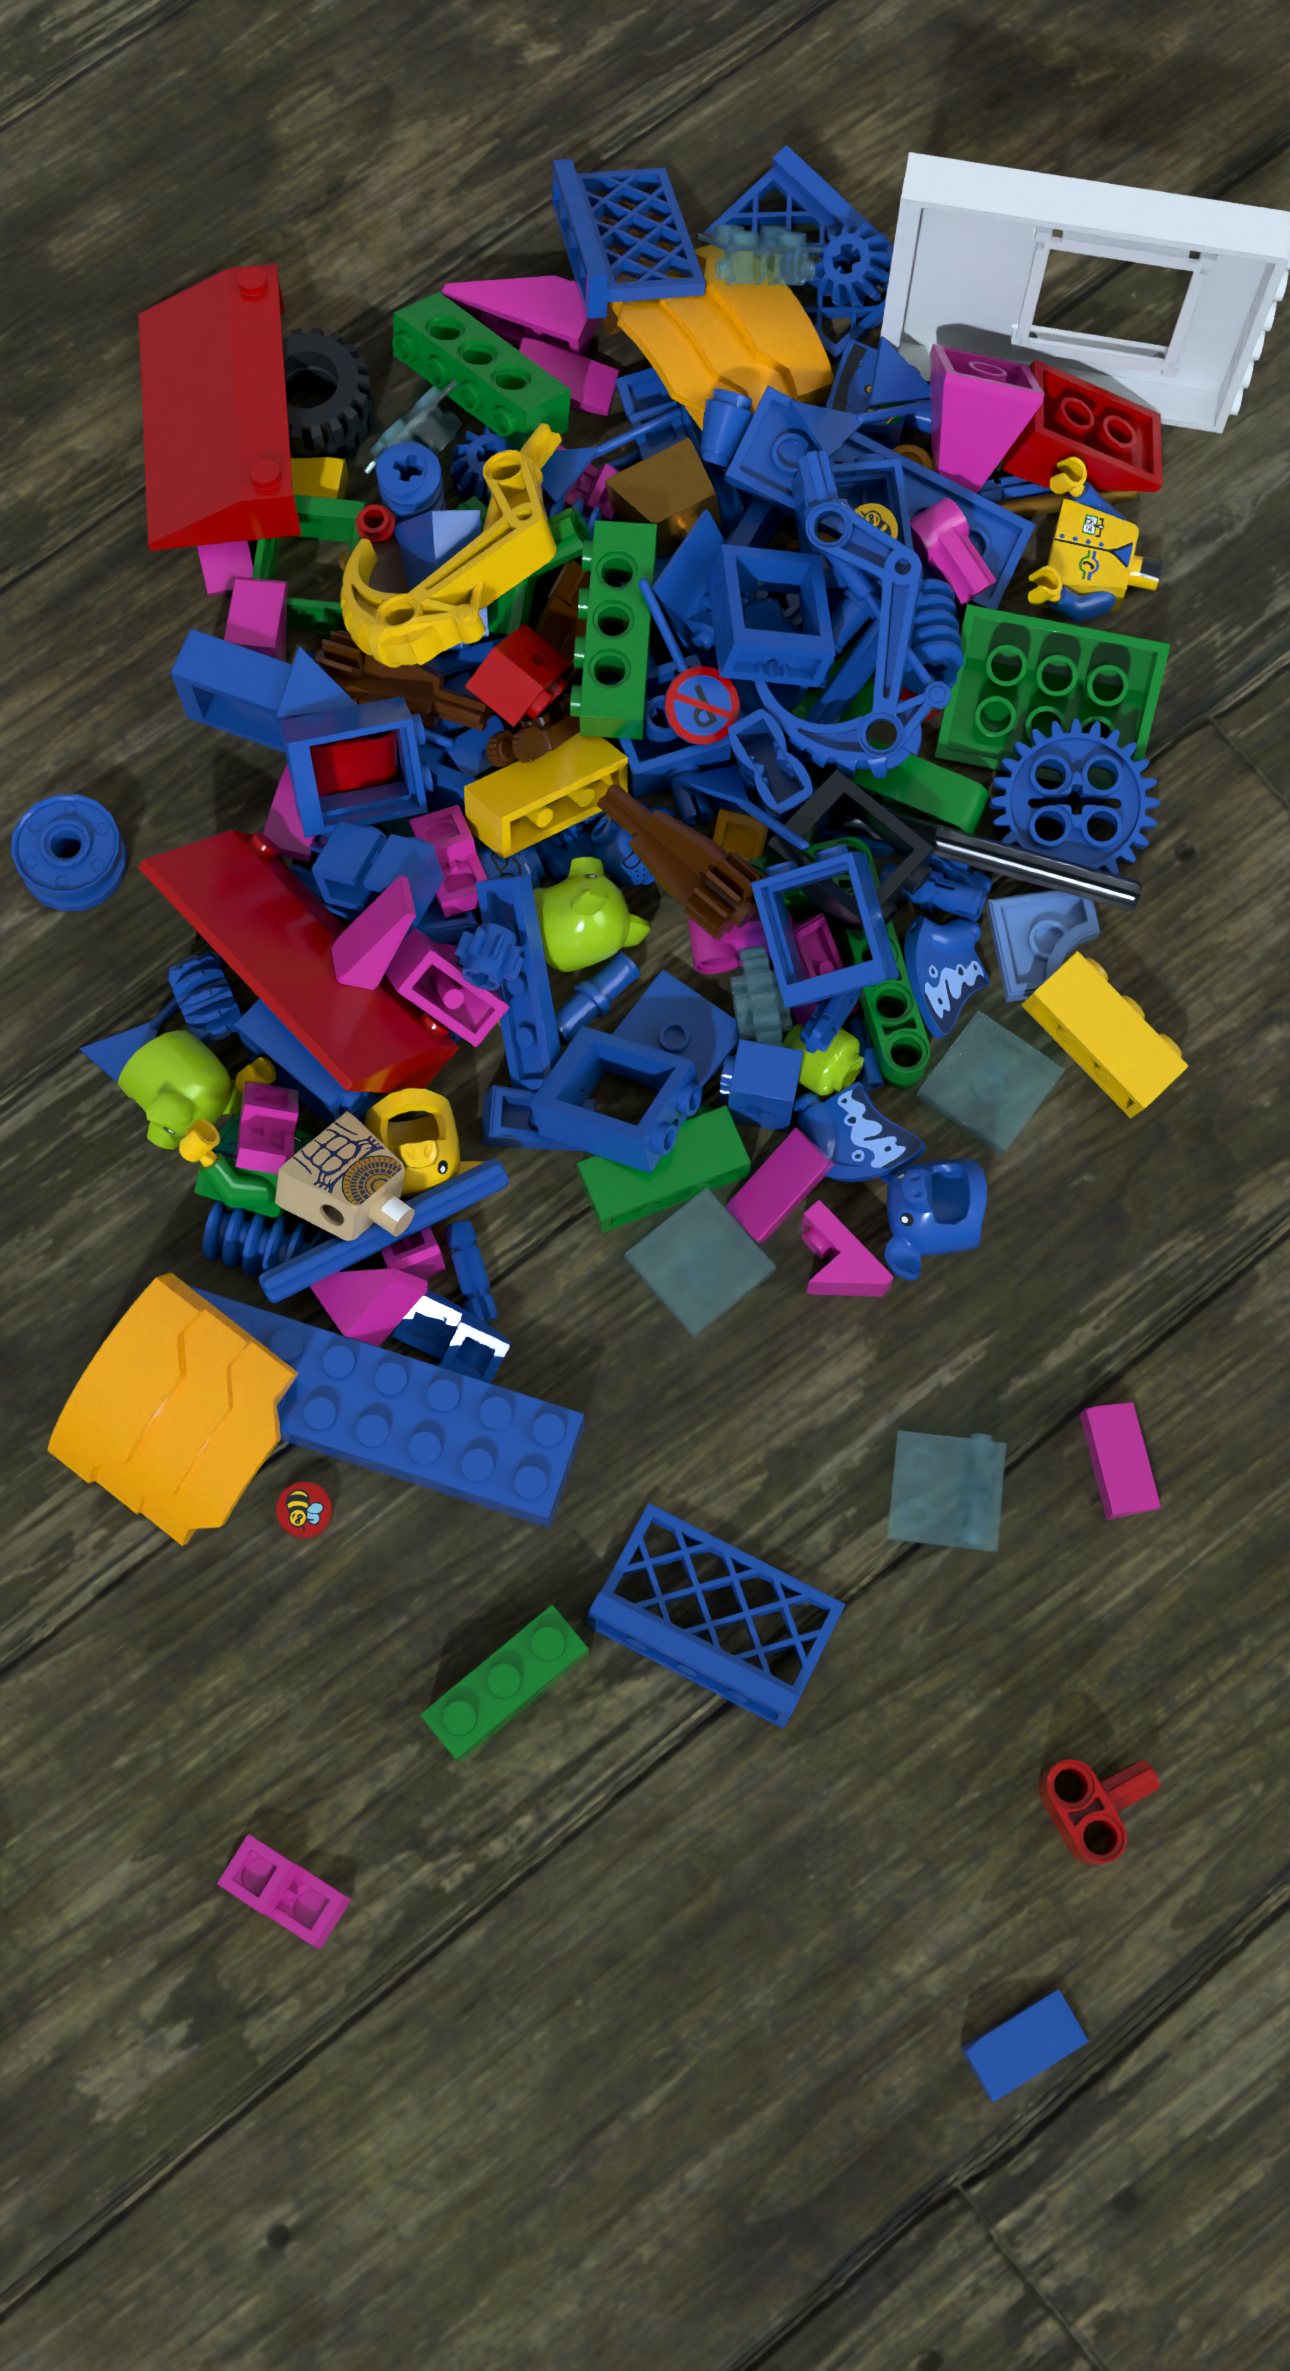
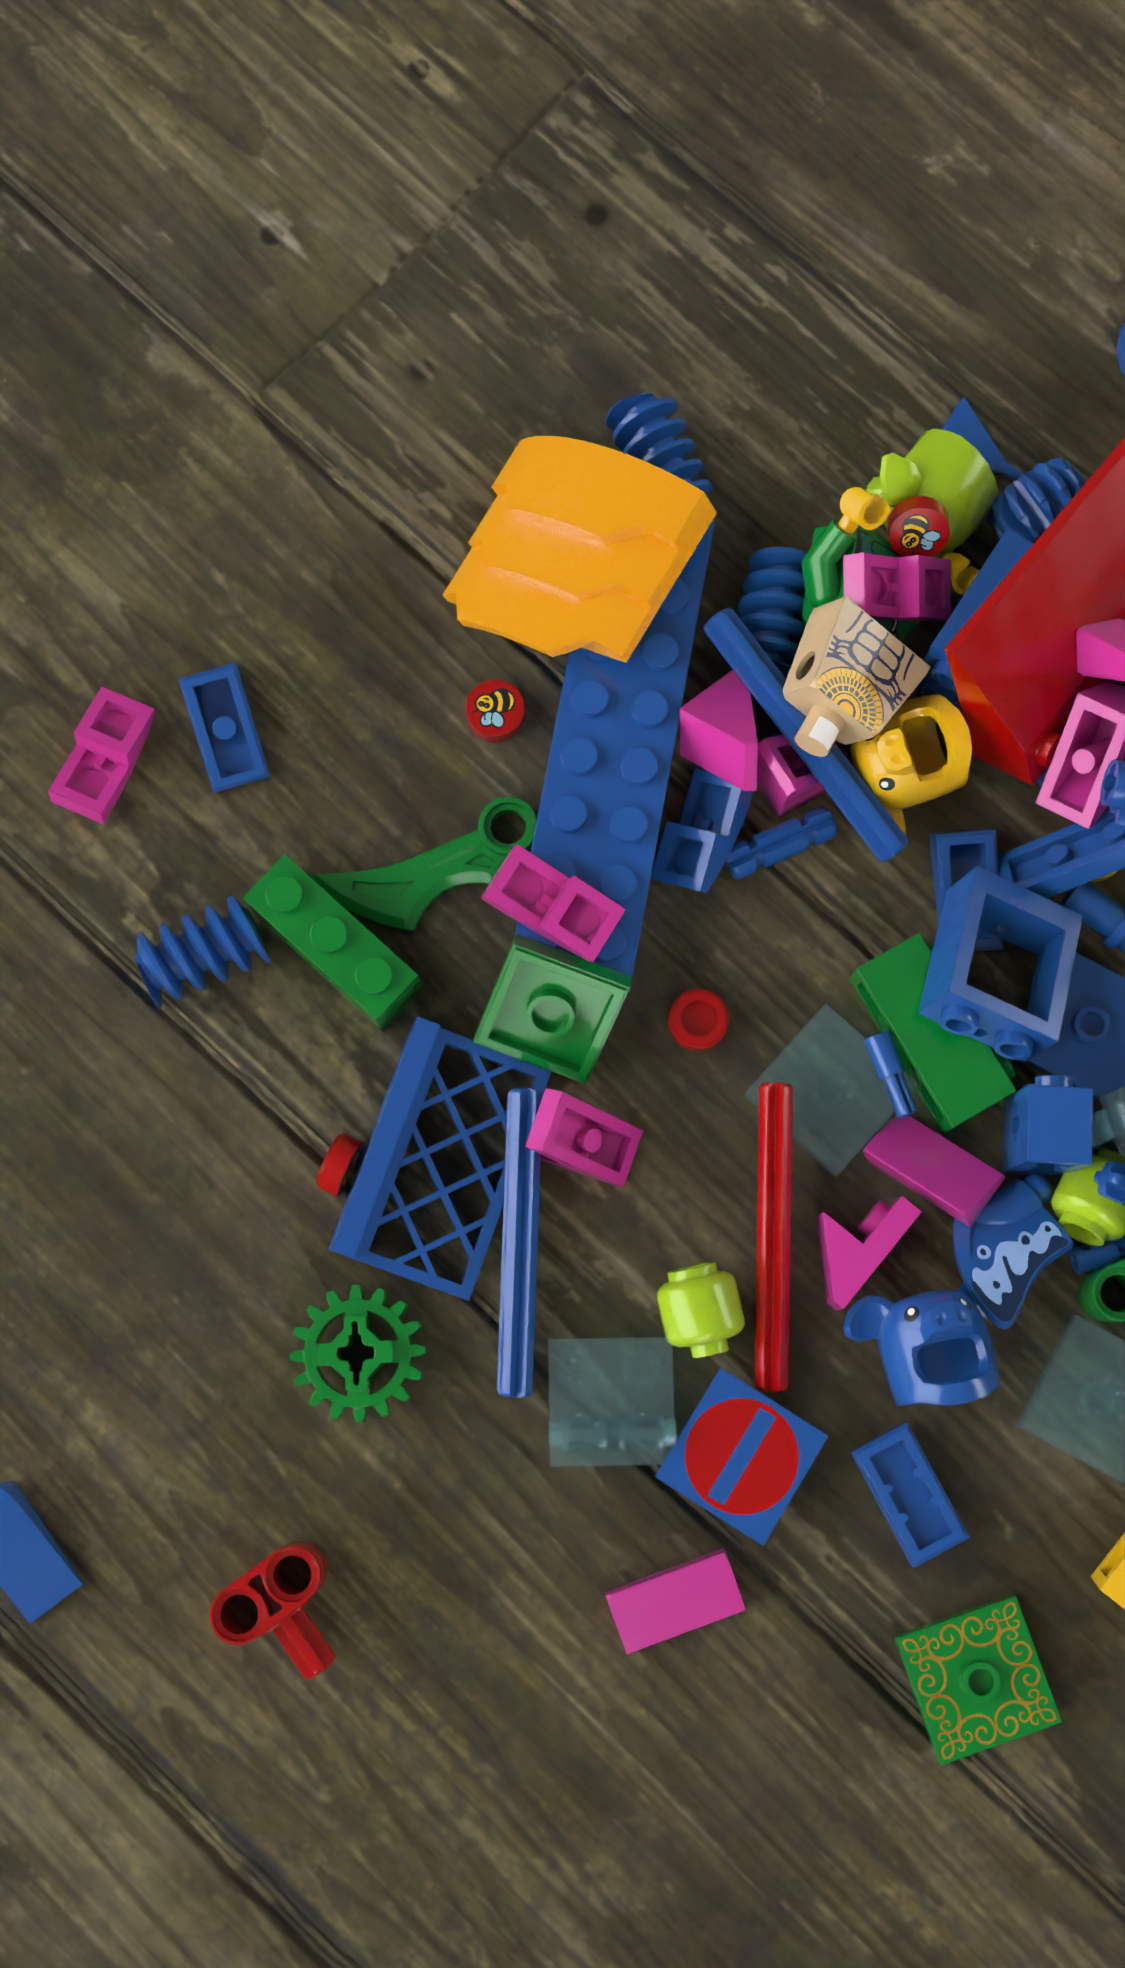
camera: 85 degrees right, 5 degrees up
(79, 1326) = (646, 432): none -> blue piece
(216, 1100) = (918, 527): none -> red tile
(275, 1768) = (225, 727): none -> blue slope
(461, 1617) = (402, 891): none -> green piece
(492, 1812) = (199, 950): none -> blue piece
(509, 1470) = (553, 904): none -> dark pink slope
(598, 1490) = (552, 1009): none -> green plate
(621, 1368) = (698, 1020): none -> red tile
(692, 1207) = (890, 1070): none -> blue pin
(710, 1704) = (339, 1164): none -> red tile
(716, 1481) = (583, 1138): none -> dark pink slope
(799, 1550) = (519, 1248): none -> blue axle
(821, 1328) = (773, 1237): none -> red axle
(877, 1400) = (700, 1309): none -> lime head
(879, 1732) = (358, 1384): none -> green gear
(1006, 1384) = (741, 1456): none -> piece
(1051, 1251) = (909, 1494): none -> blue plate
(1205, 1221) = (977, 1679): none -> green plate

